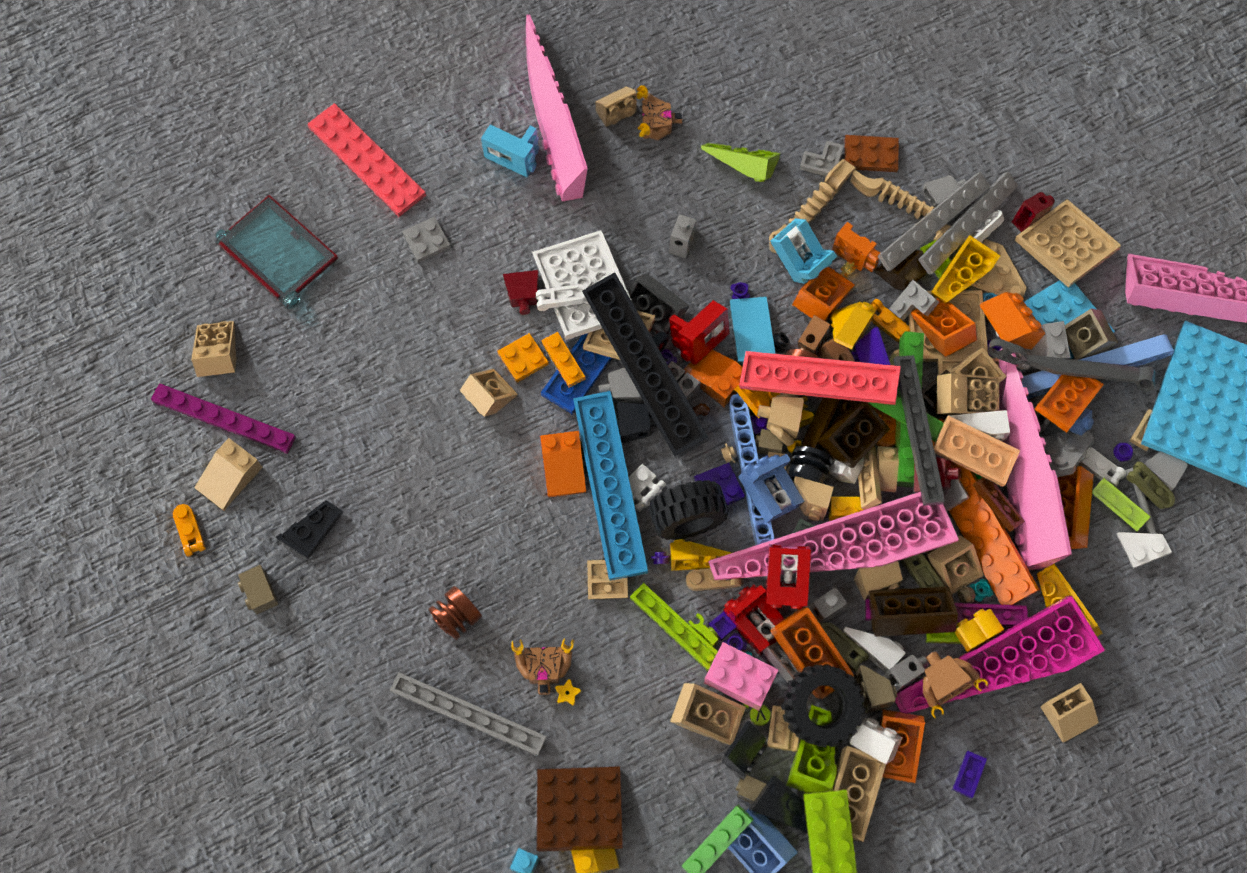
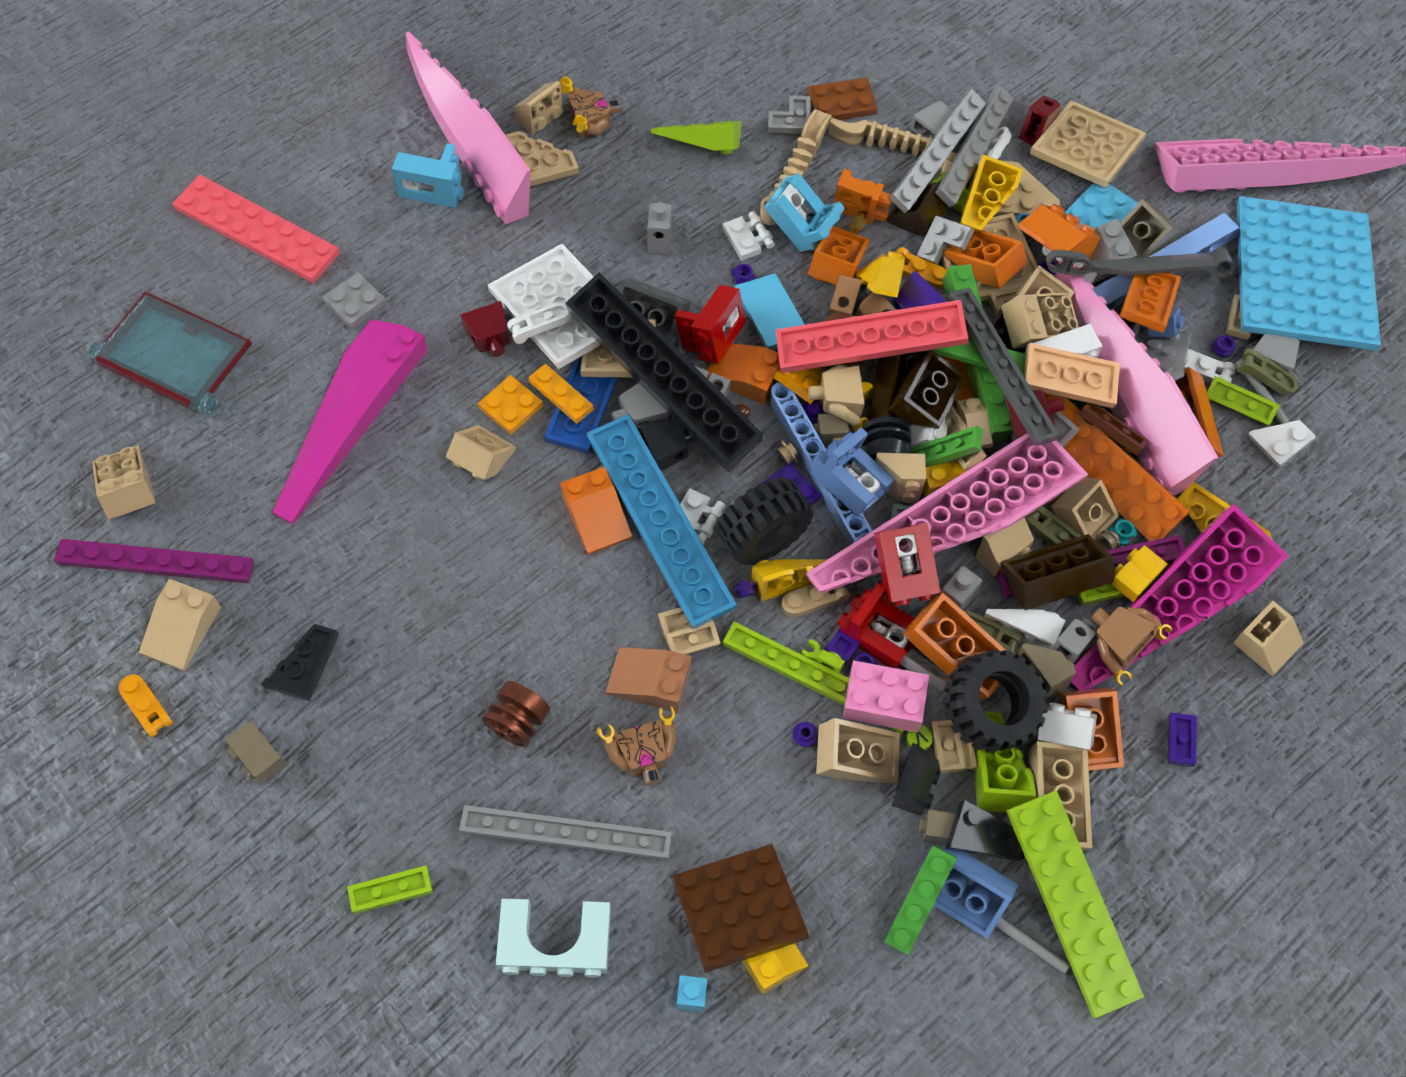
camera: 20 degrees left, 5 degrees down
(328, 720) = (389, 889): none -> lime plate
(411, 315) = (358, 392): none -> dark pink wedge
(457, 811) = (586, 956): none -> light aqua arch
(566, 609) = (650, 677): none -> nougat slope
(570, 698) = (680, 781): yellow plate -> none
(602, 150) = (543, 159): none -> tan plate
(668, 693) = (805, 741): none -> dark purple plate
(749, 259) = (743, 240): none -> white plate
(781, 341) = (807, 315): black plate -> none
(855, 486) = (951, 446): none -> bright green plate

